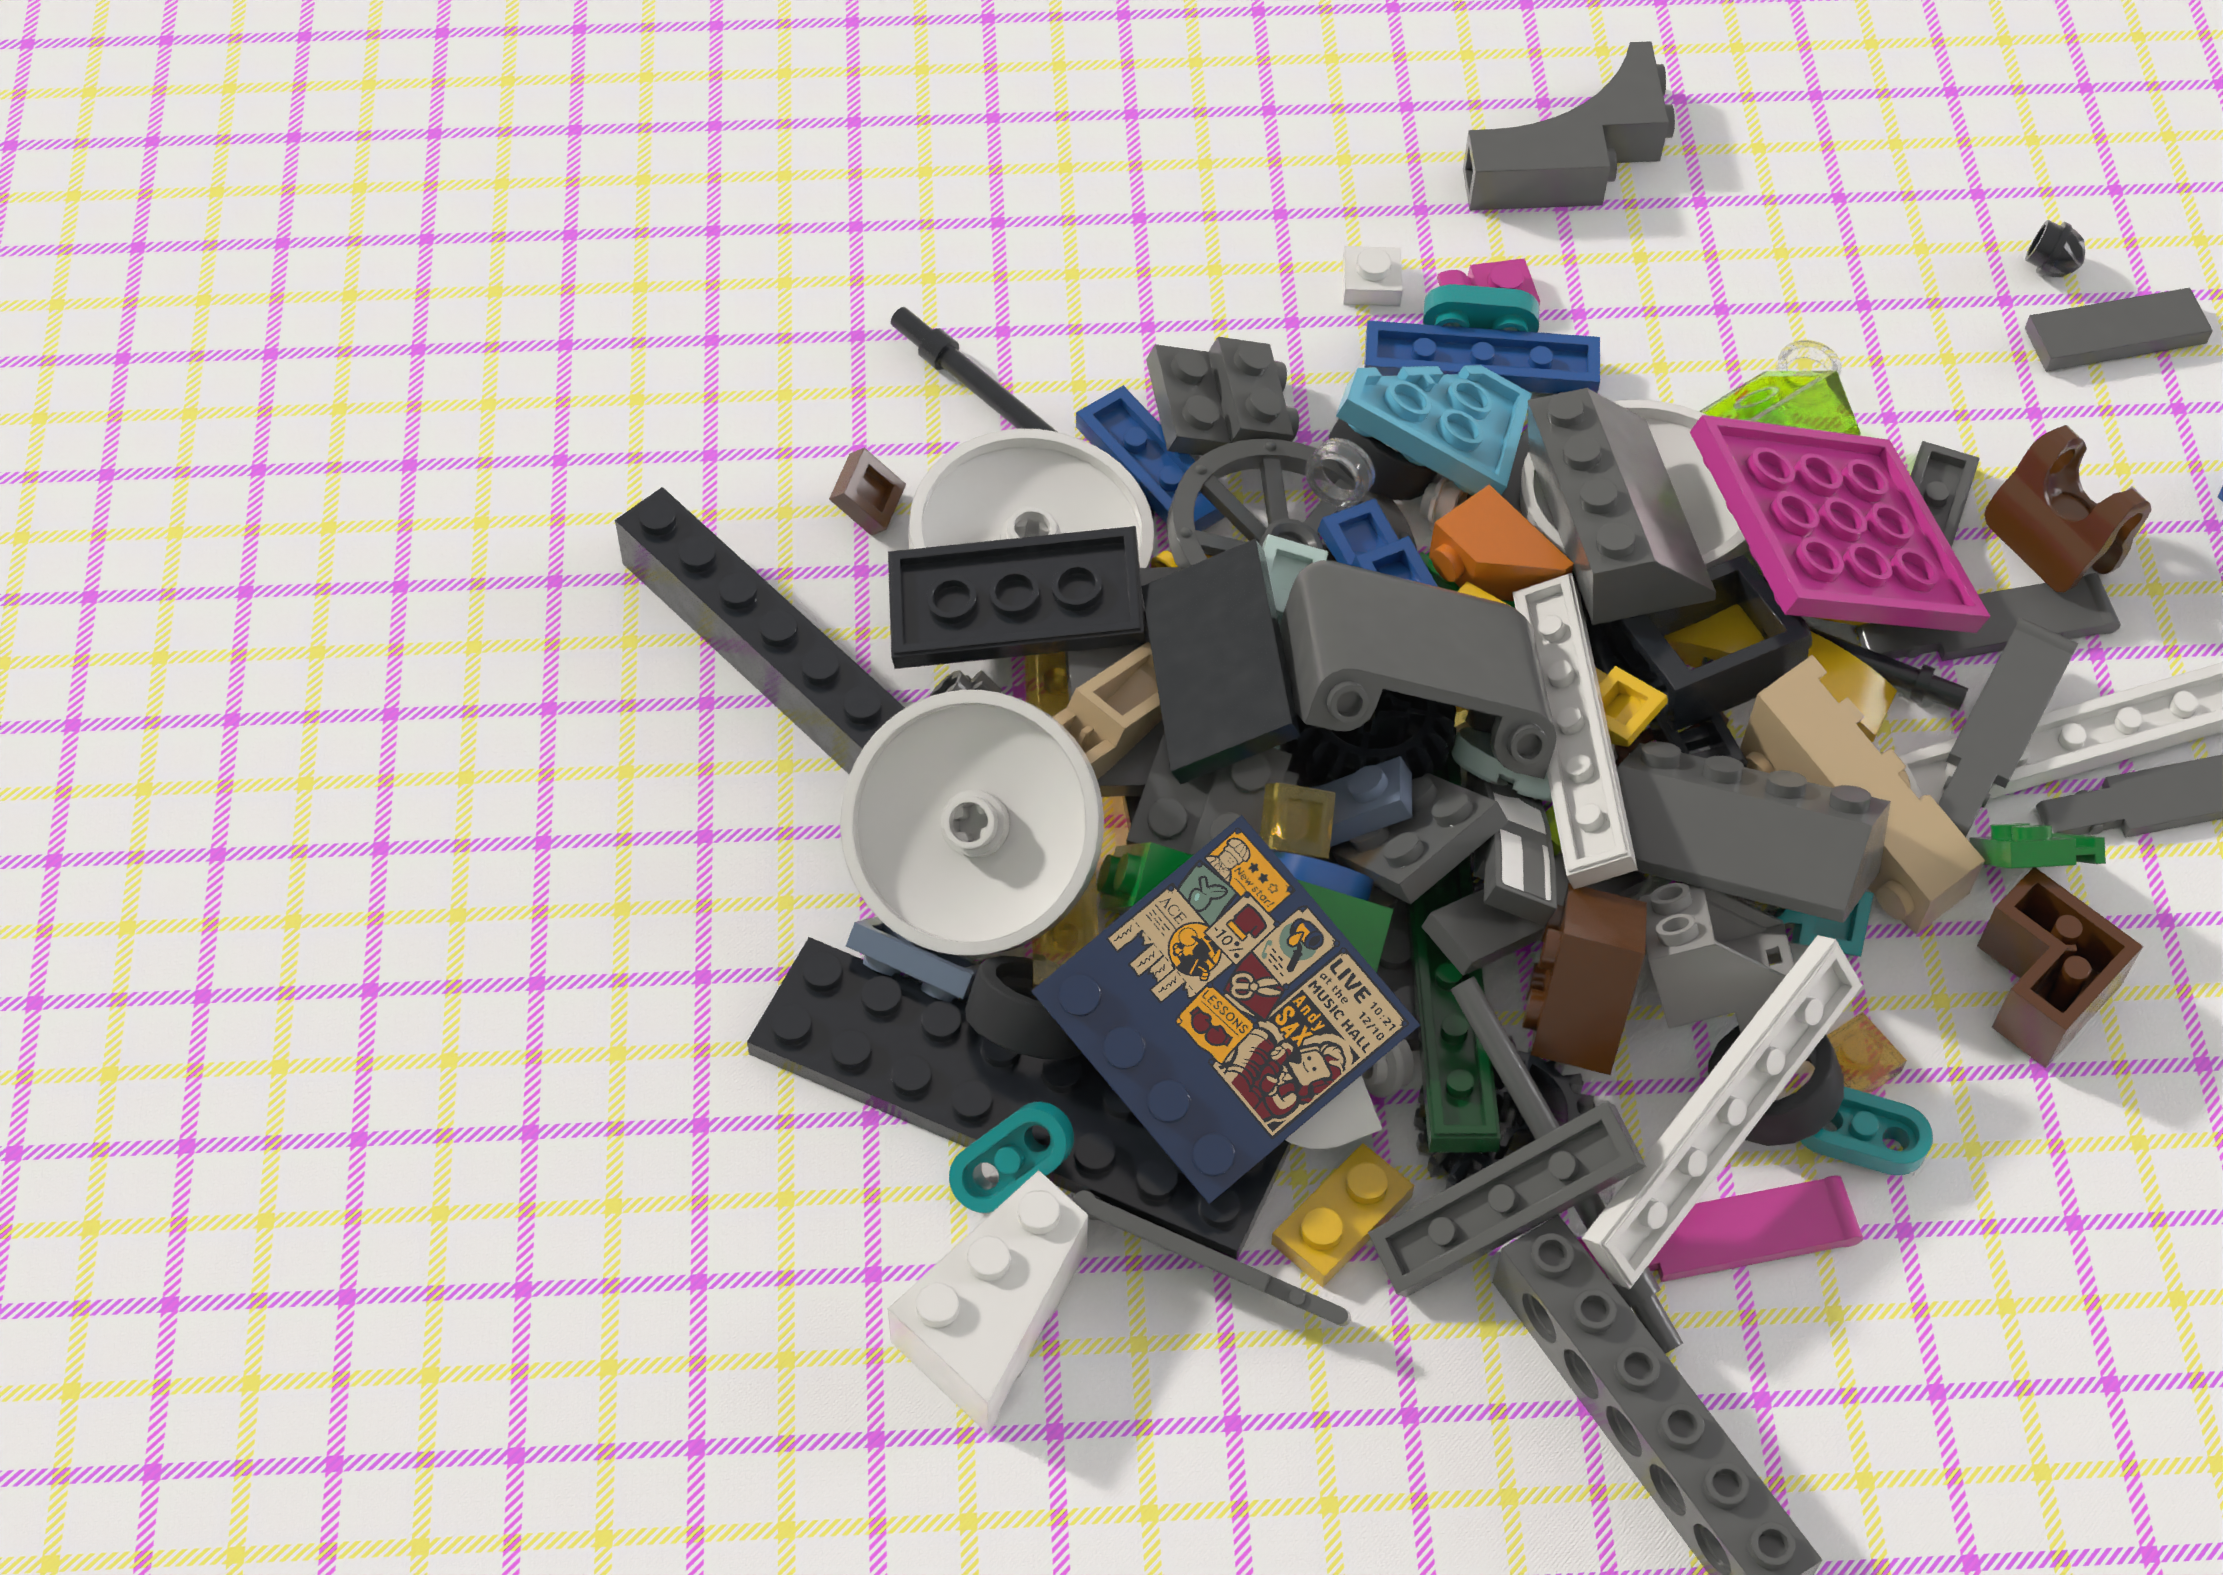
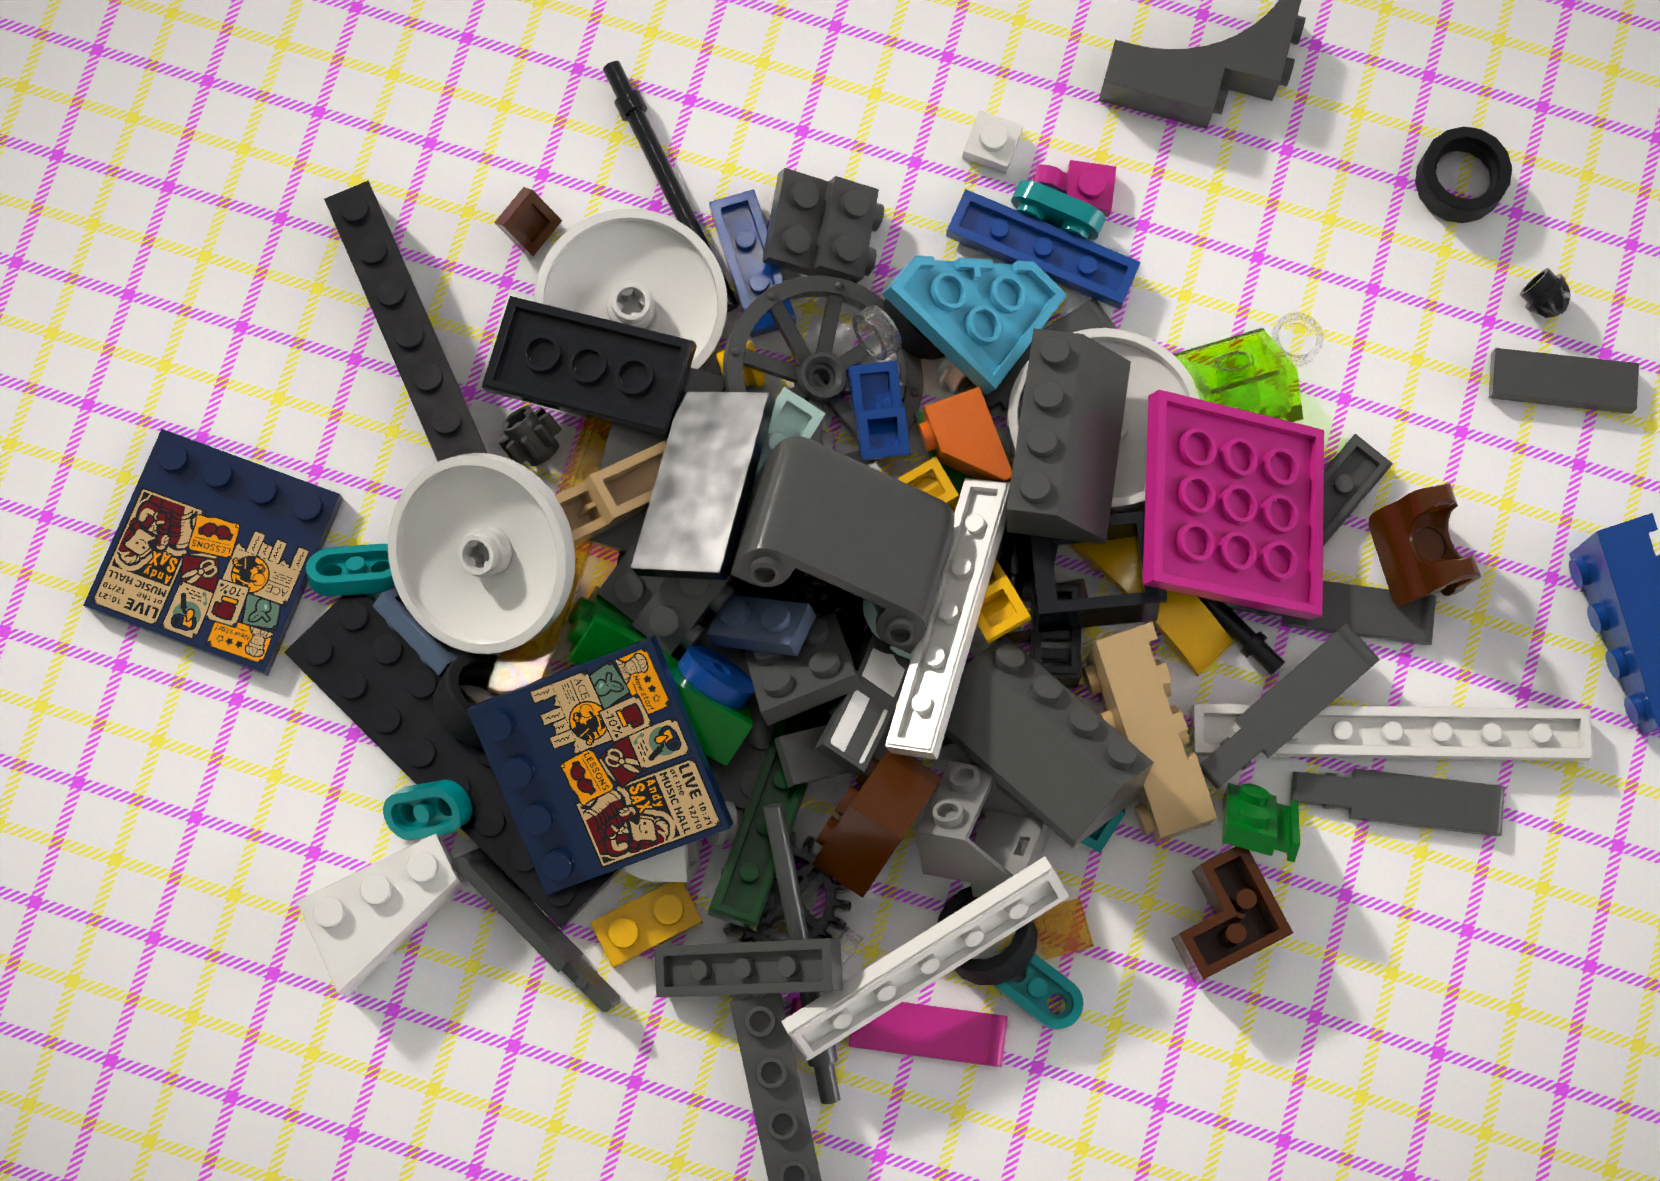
camera: 20 degrees right, 20 degrees up
(608, 962) = (213, 552): none -> plate
(803, 920) = (350, 570): none -> teal plate
(1297, 819) = (711, 632): clear yellow plate -> none
(1908, 135) = (1478, 144): none -> black tyre

